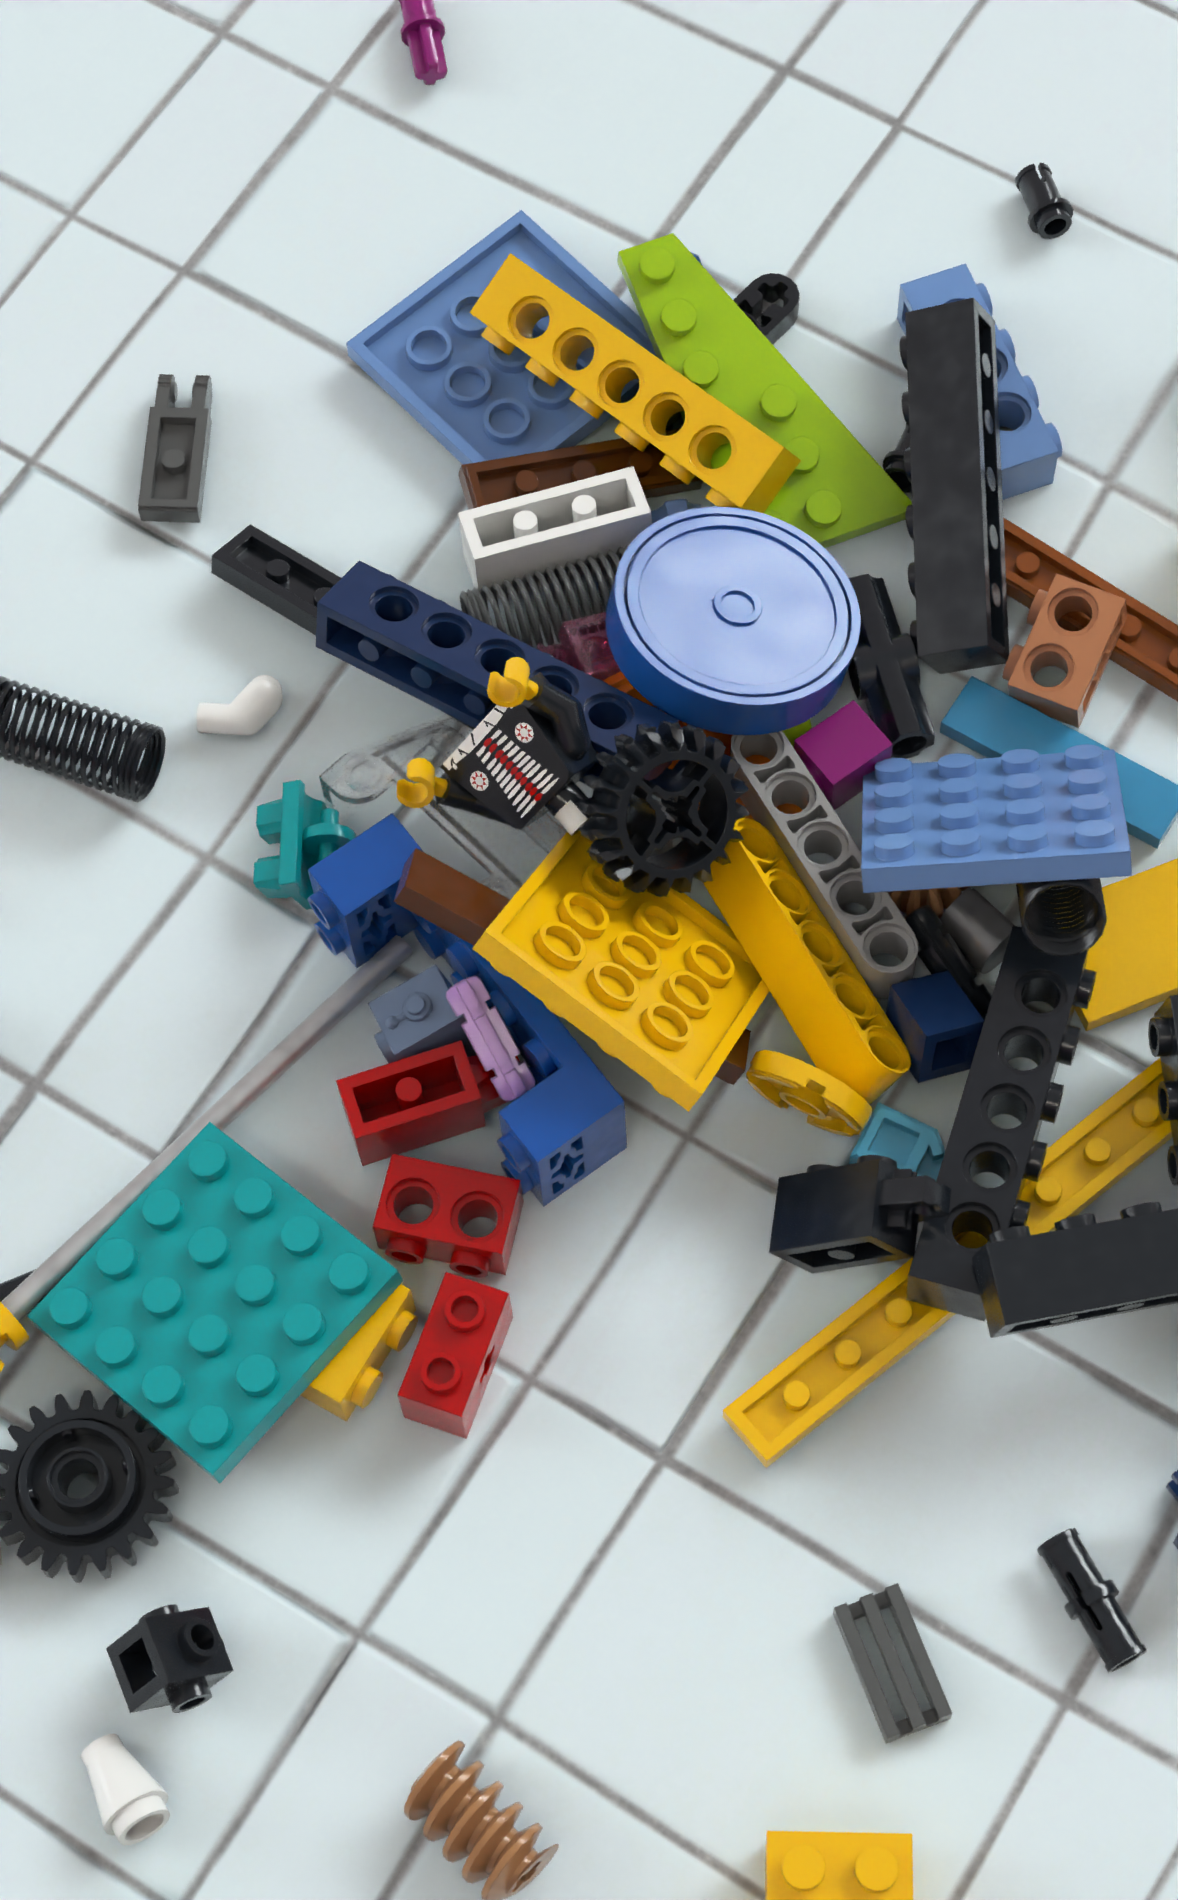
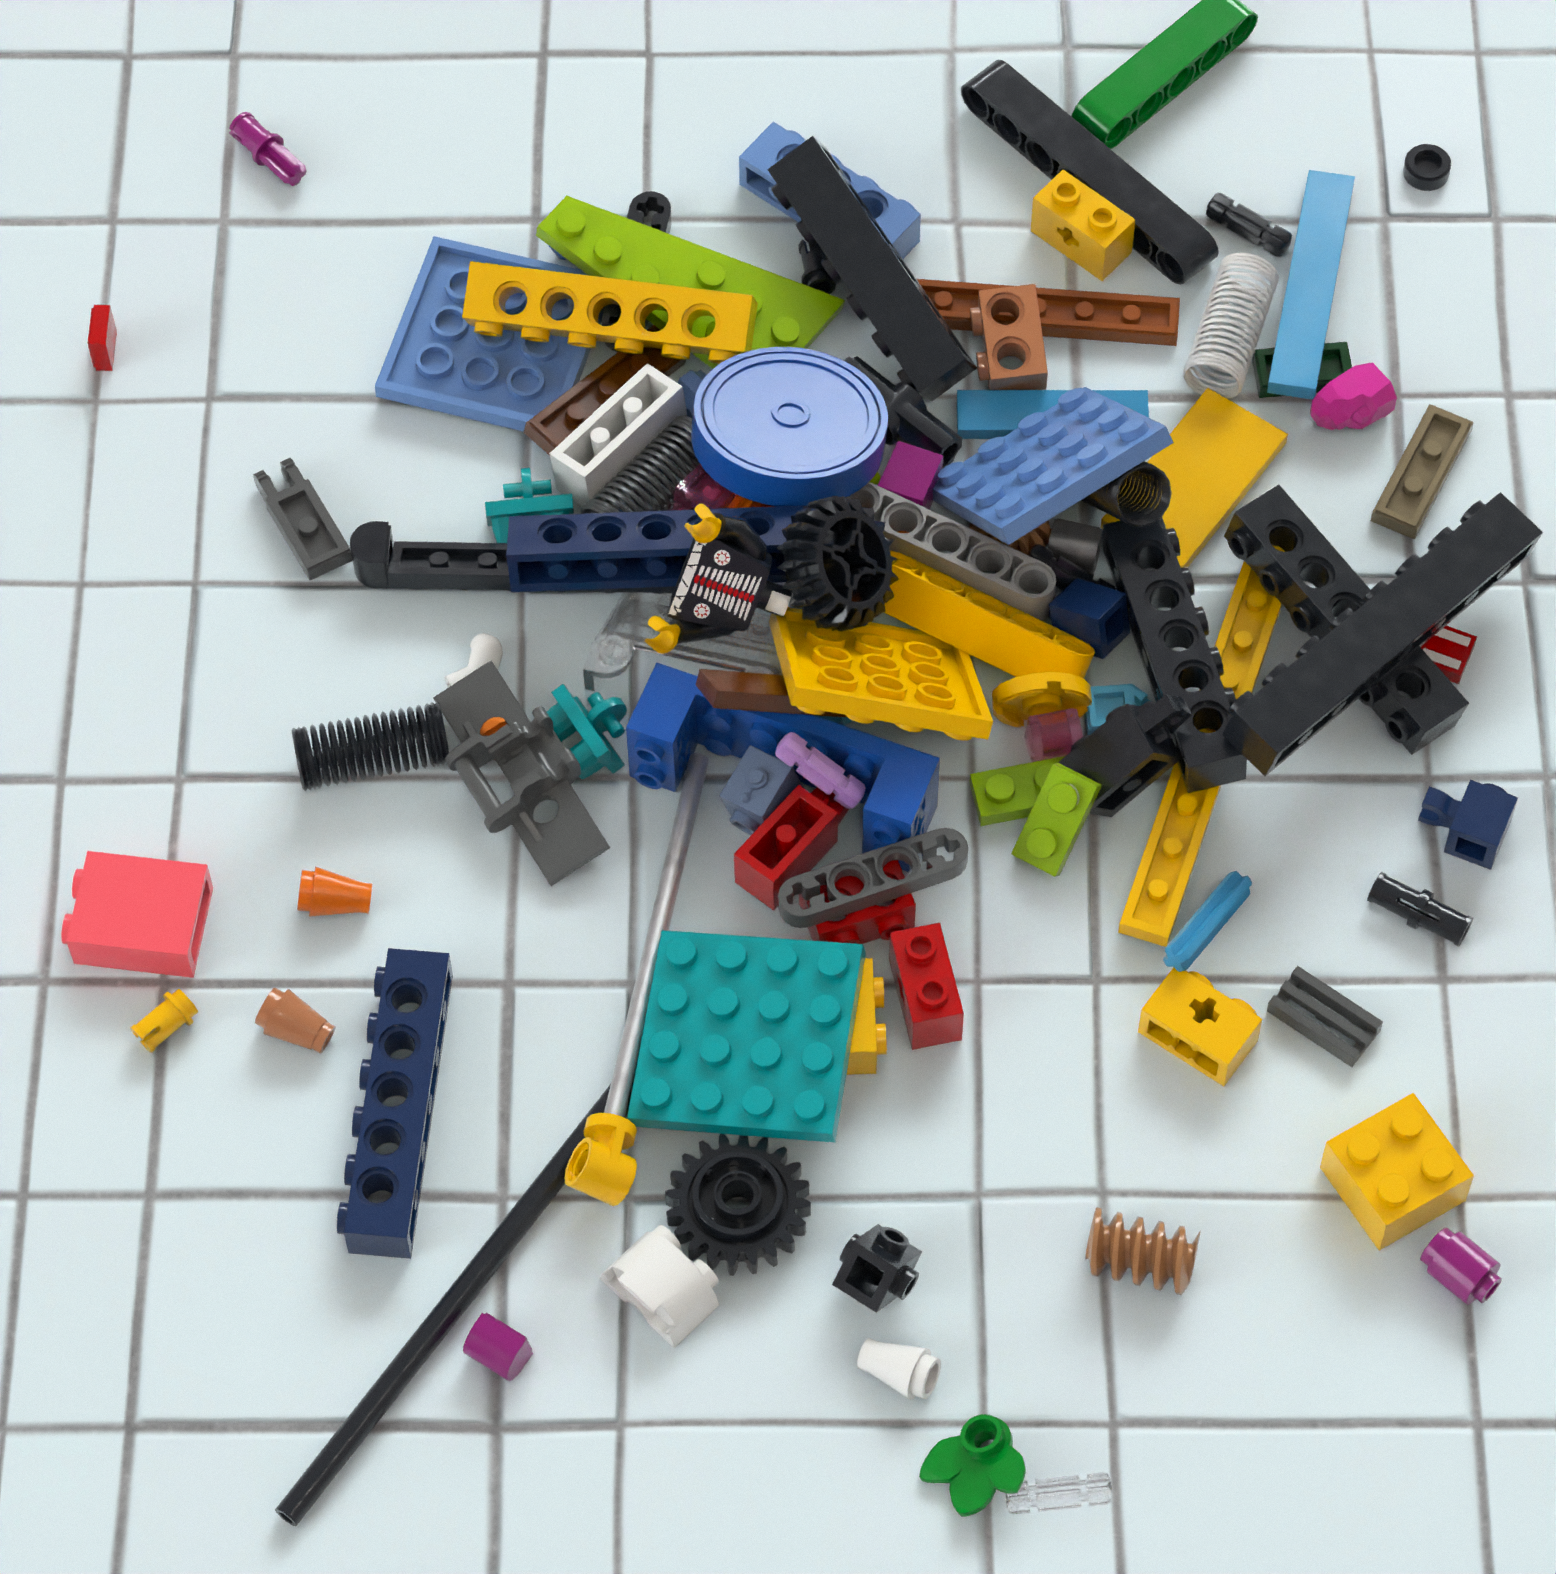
camera: 35 degrees left, 5 degrees down
(114, 149) = (102, 337): none -> red tile
(215, 519) = (371, 553): none -> black brick
(218, 859) = (534, 762): none -> dark grey piece
(422, 541) = (499, 511): none -> teal hips
(467, 1208) = (869, 869): none -> dark grey beam
(722, 1183) = (1008, 791): none -> lime piece
(733, 1244) = (1056, 819): none -> lime piece
(736, 1628) = (1200, 1024): none -> yellow brick
(801, 1140) = (1052, 734): none -> clear pink brick
(821, 1469) = (1207, 921): none -> dark azure axle
(1049, 213) = (797, 62): black pin -> none

